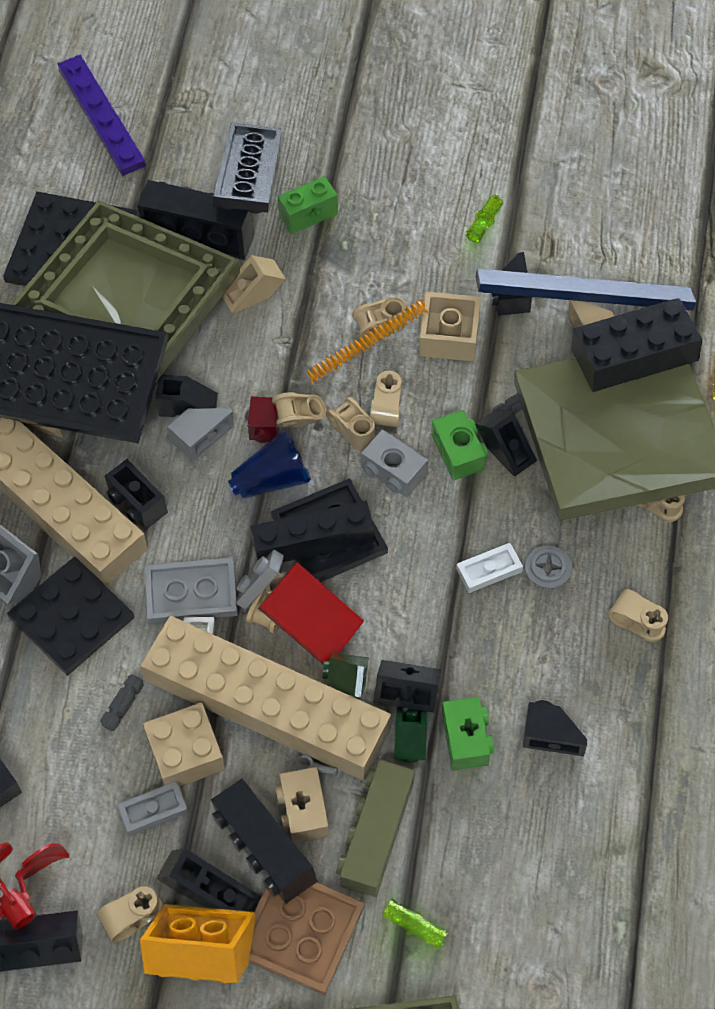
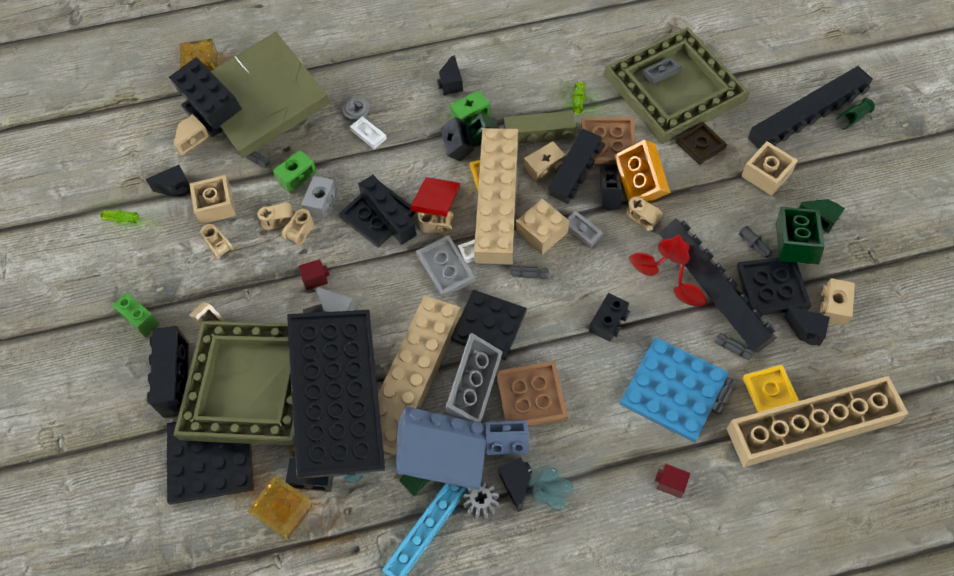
camera: 110 degrees left, 0 degrees up
(101, 115) = (77, 496): dark purple plate -> none
(136, 494) = (396, 317): black brick -> none
(247, 168) = (118, 349): plate -> none
(263, 573) = (427, 224): light grey plate -> none
(270, 469) = (348, 252): clear blue cone -> none
(298, 409) = (304, 251): tan piece -> none
(321, 768) = (521, 169): light grey hand -> none
(346, 673) = (464, 163): dark green slope -> none
(376, 337) = (228, 222): light orange piece -> none
(506, 440) = (281, 149): black slope -> none
(580, 289) = (166, 142): tile -> none
(638, 615) = (369, 61): tan piece -> none

